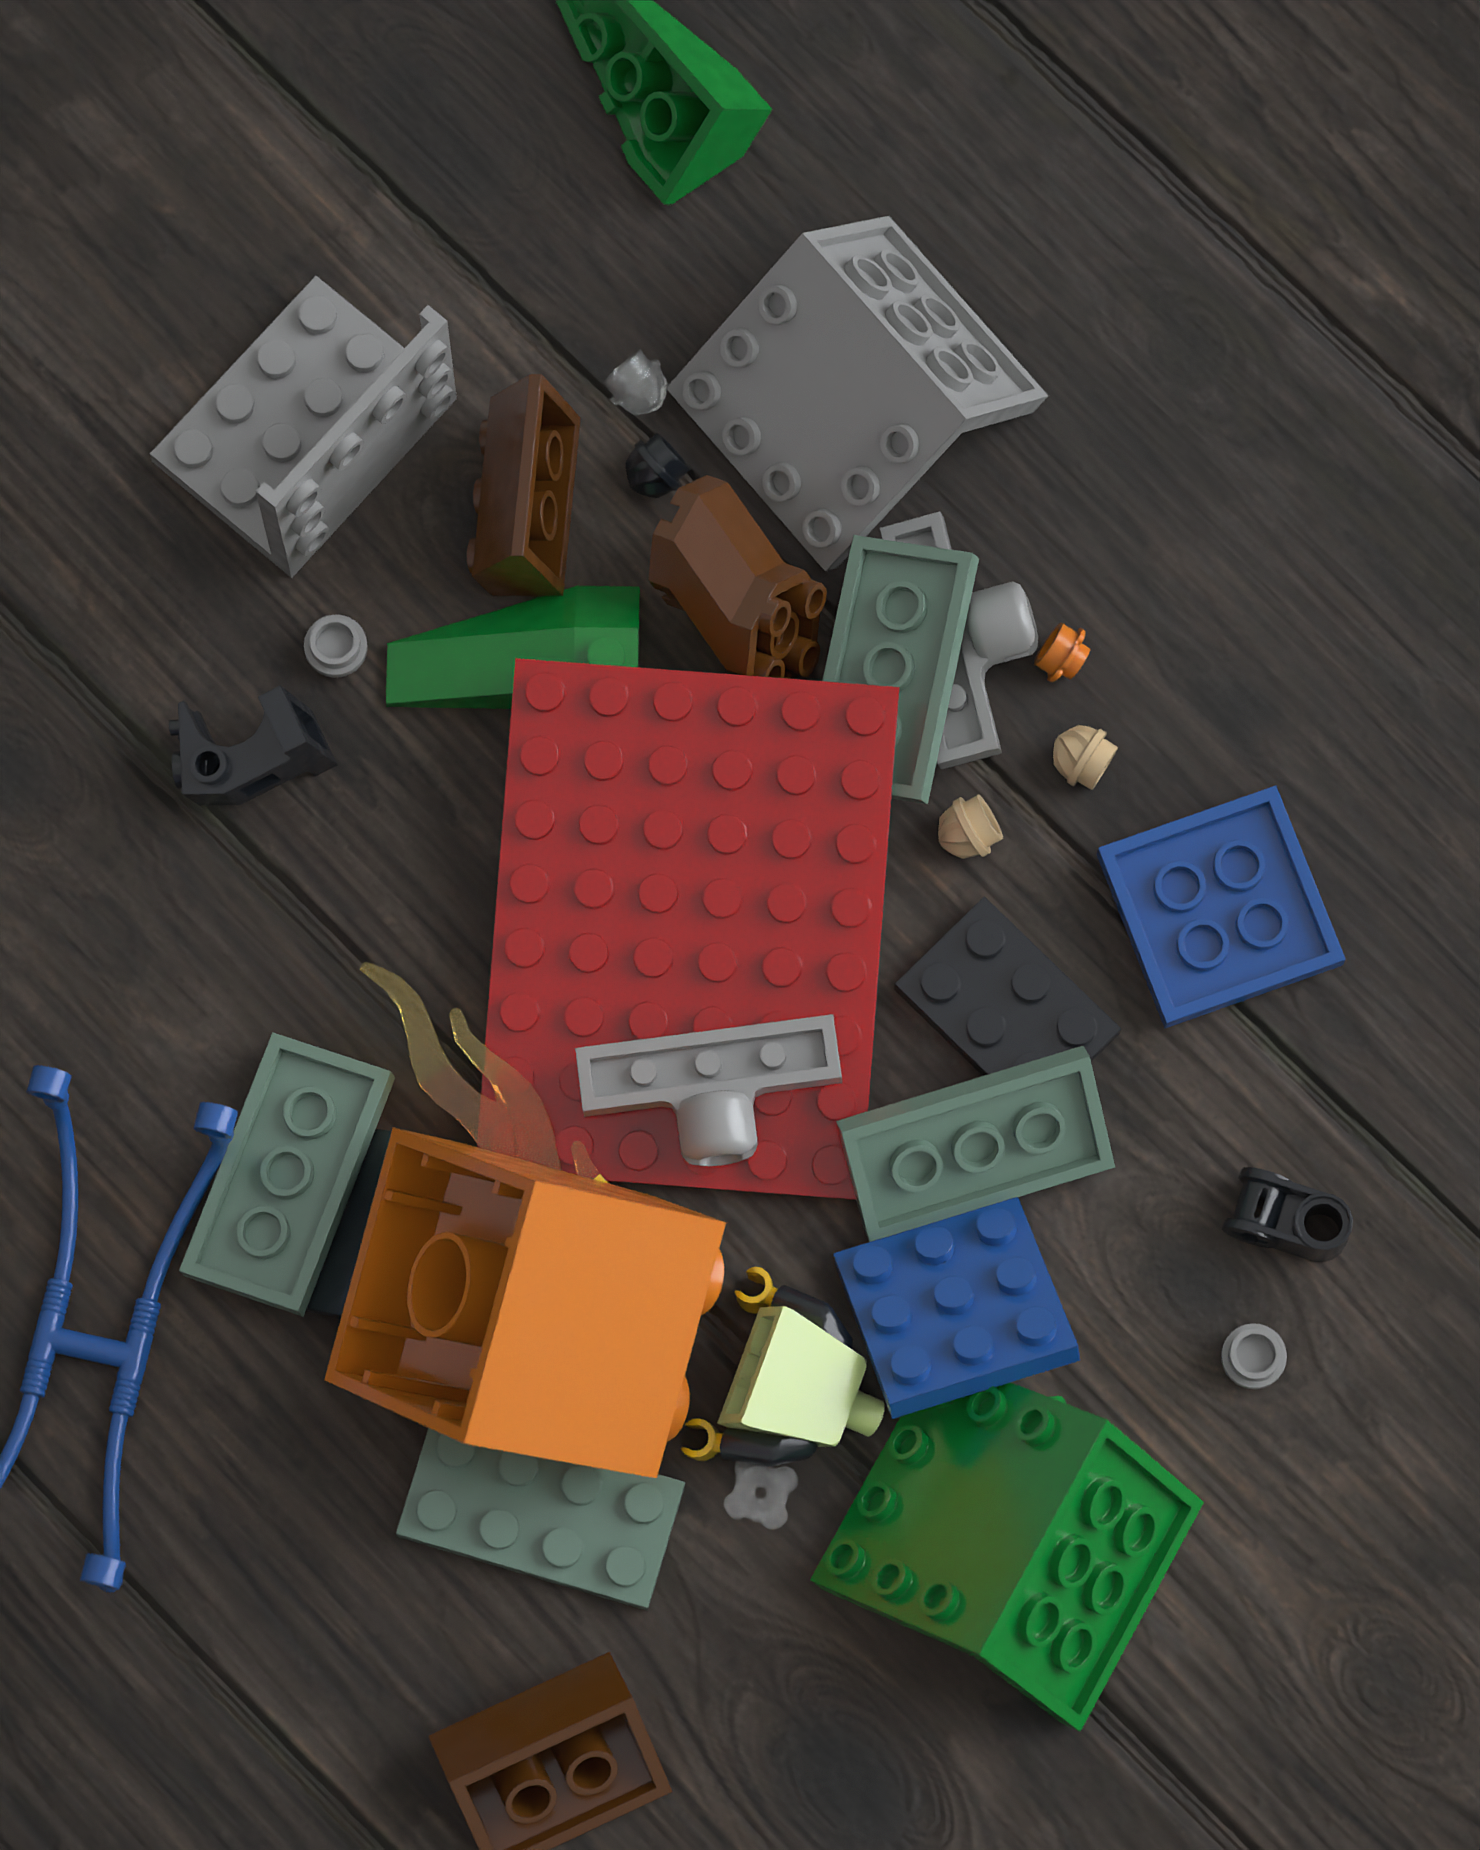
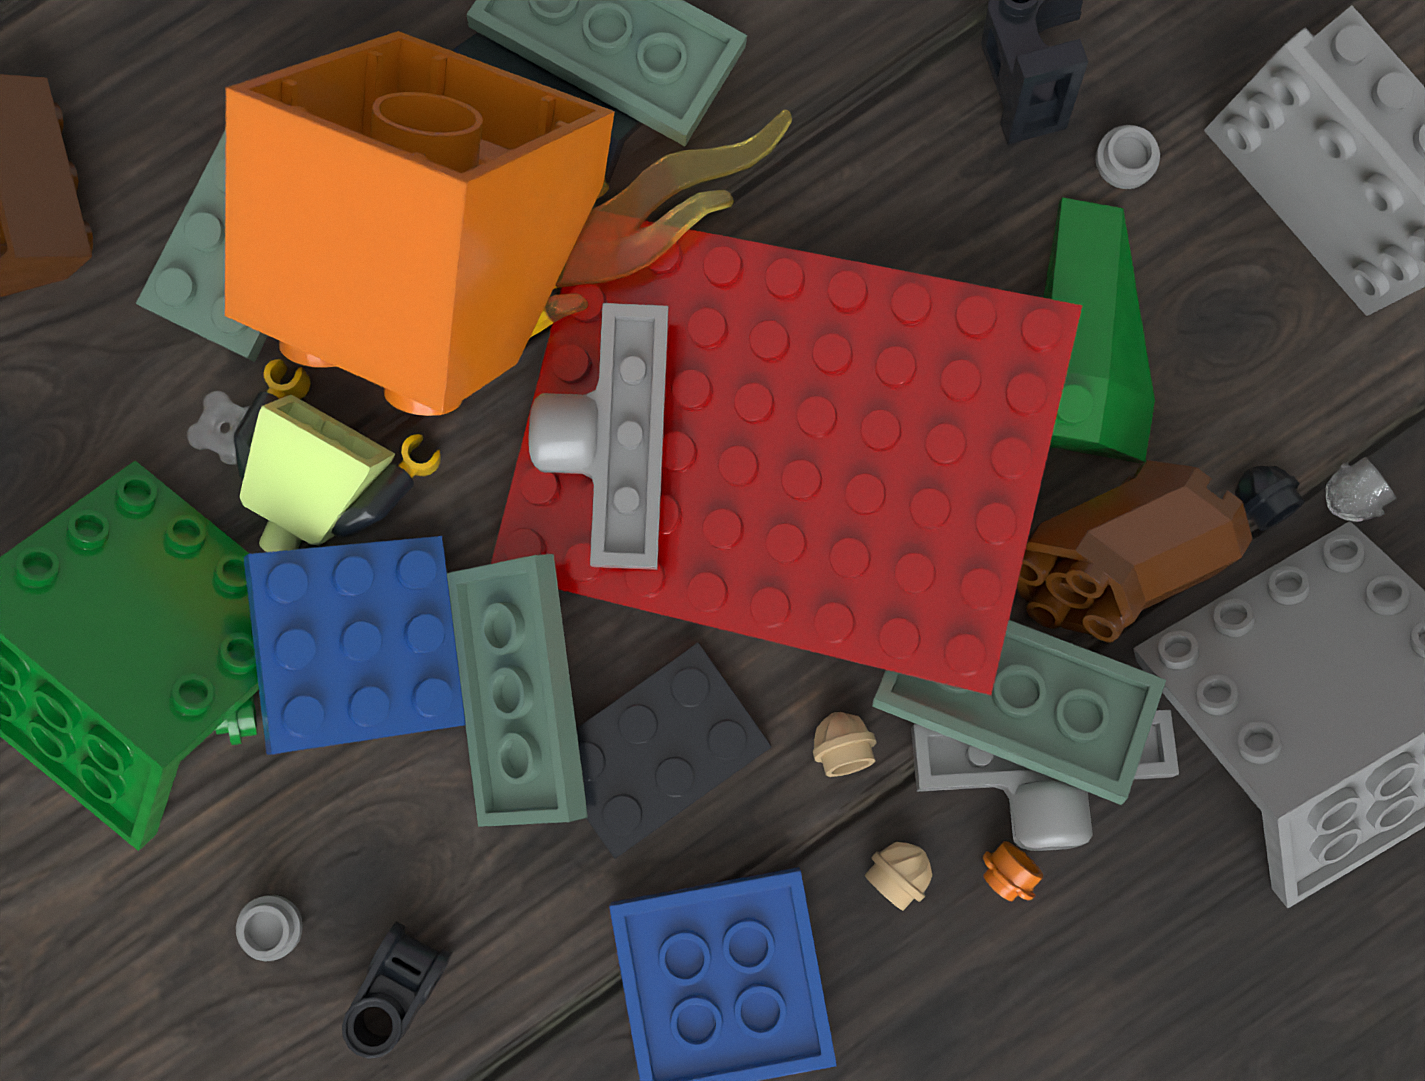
camera: 105 degrees right, 10 degrees up
(525, 491) = (1263, 360): reddish brown slope -> none

